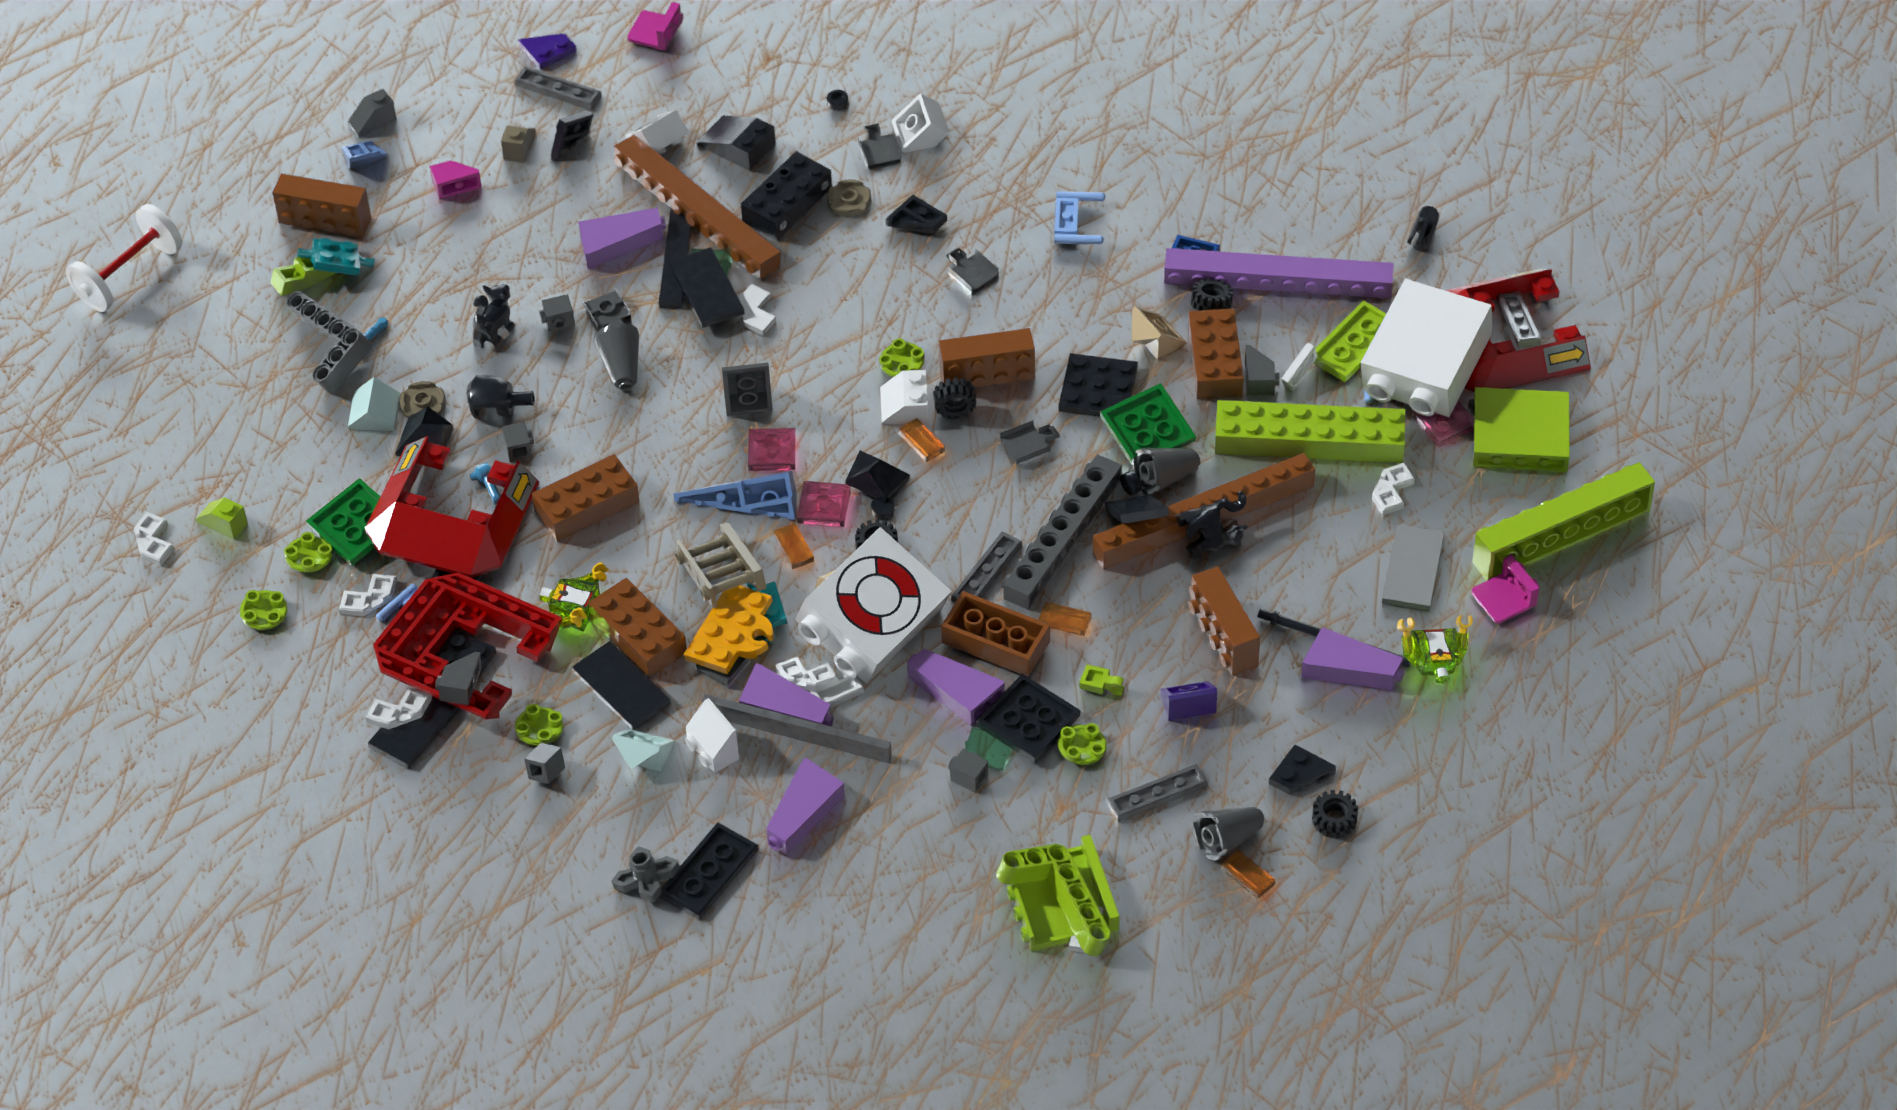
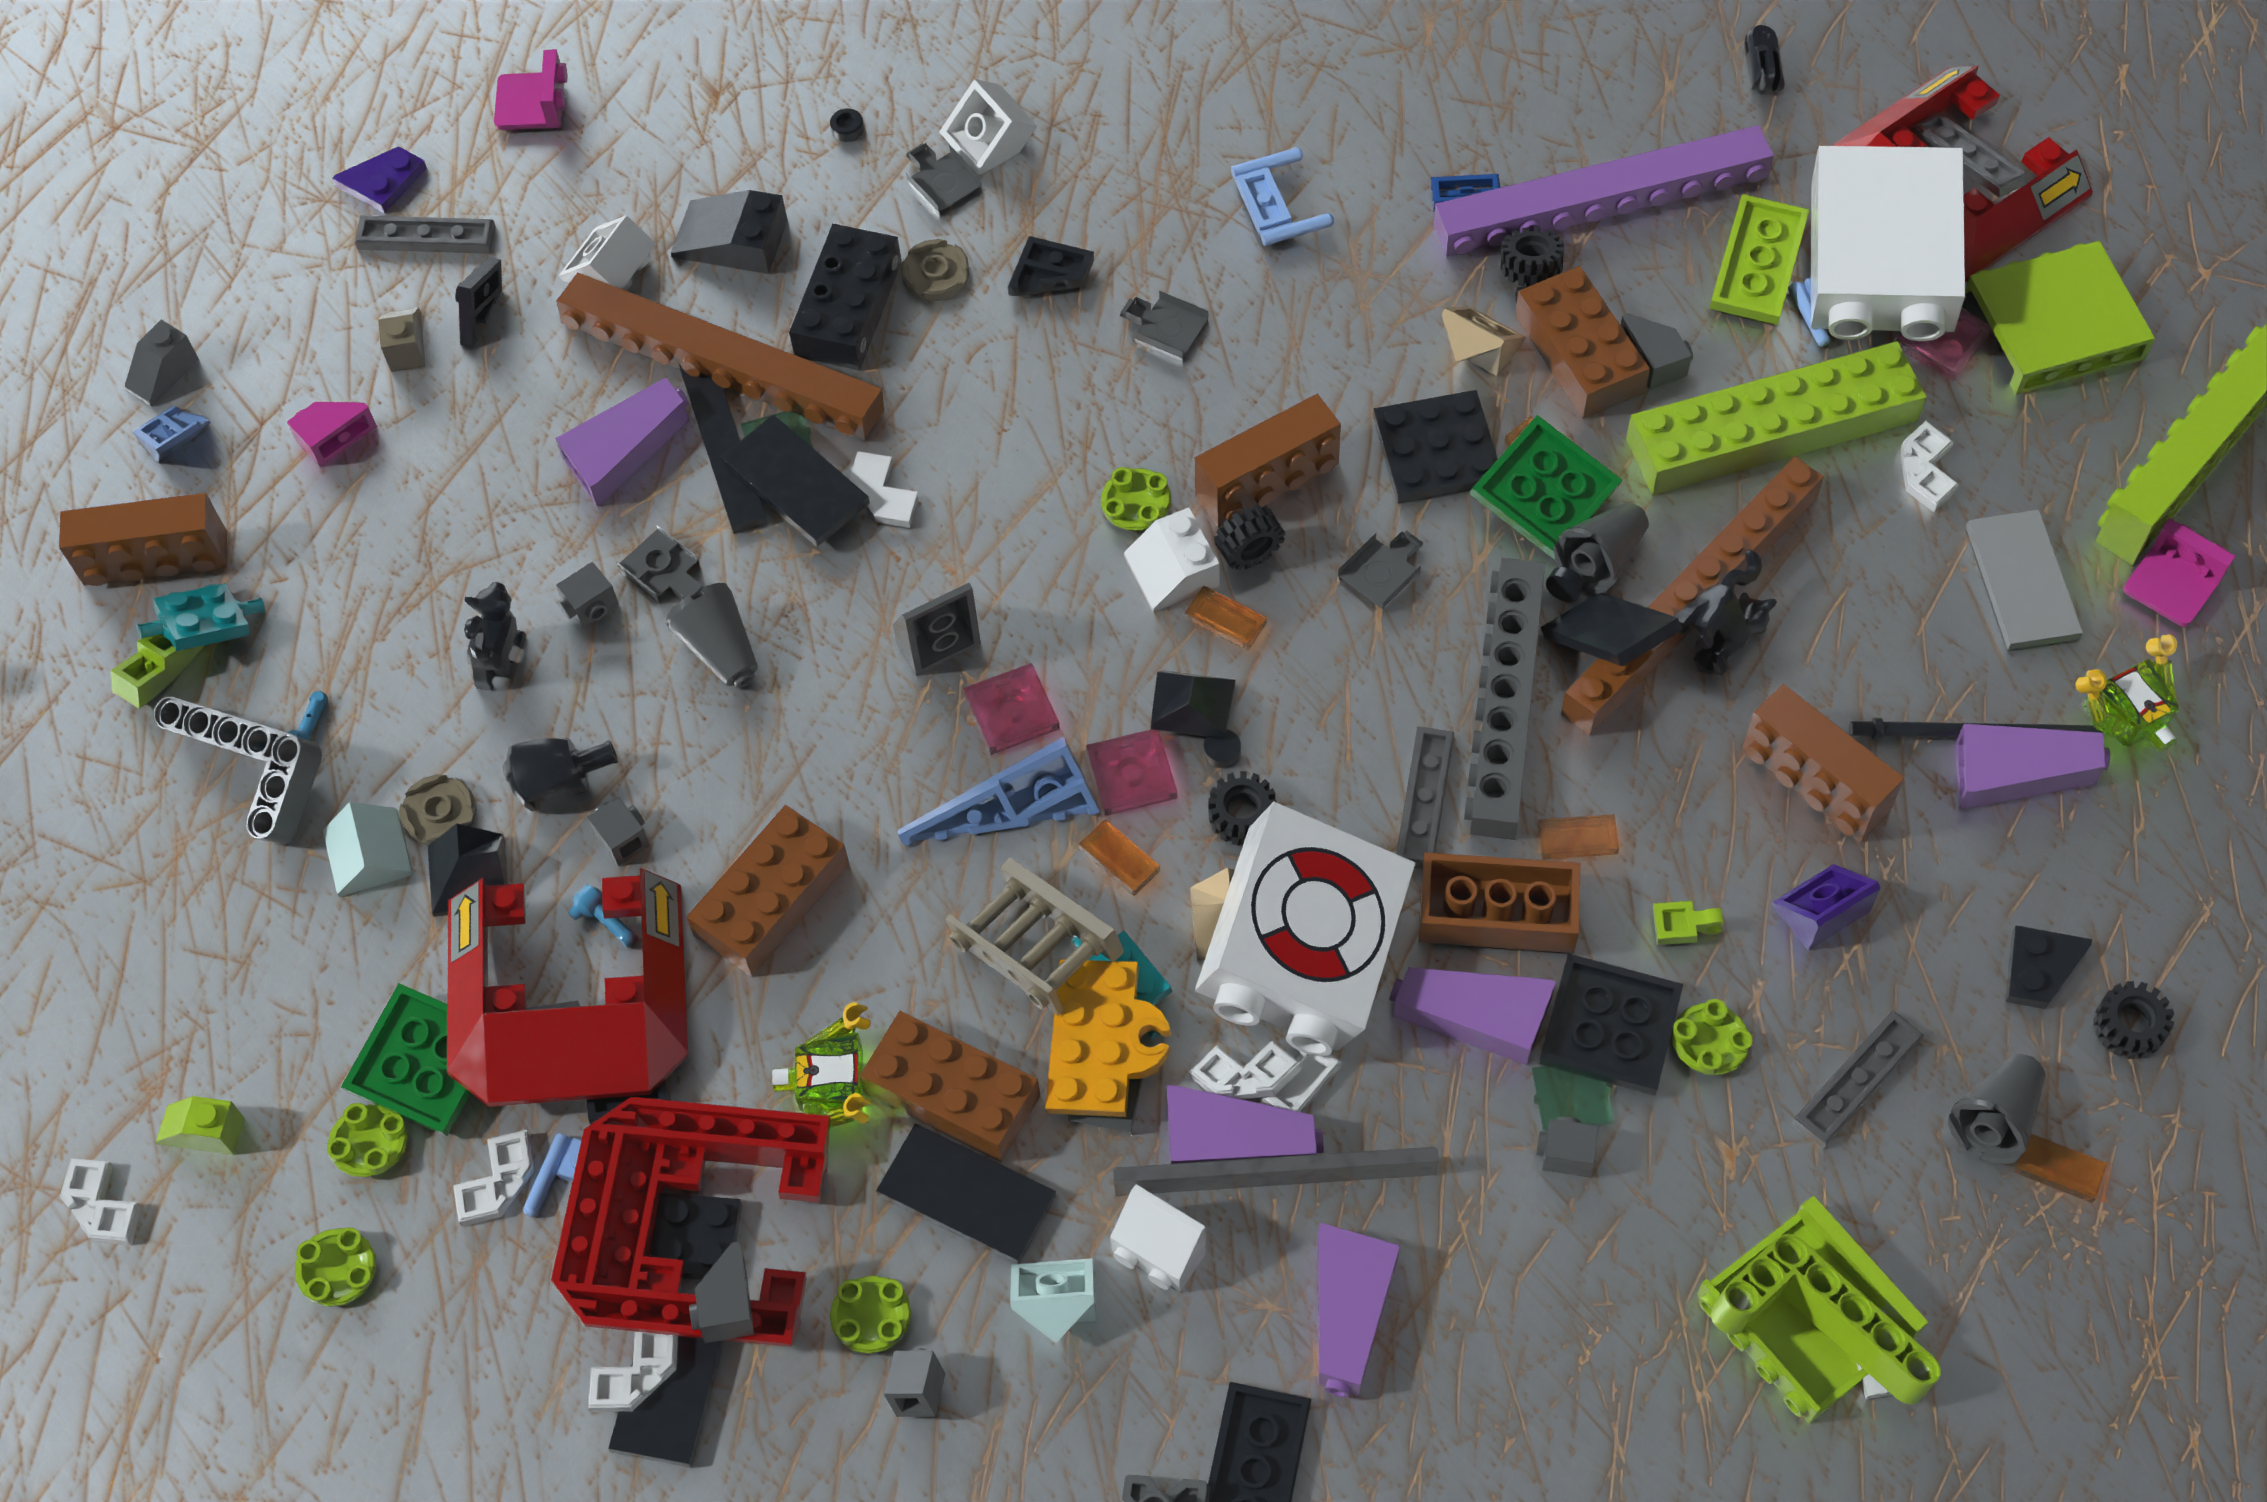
camera: 20 degrees left, 10 degrees up
(1299, 367) = (1712, 324): white tile -> none

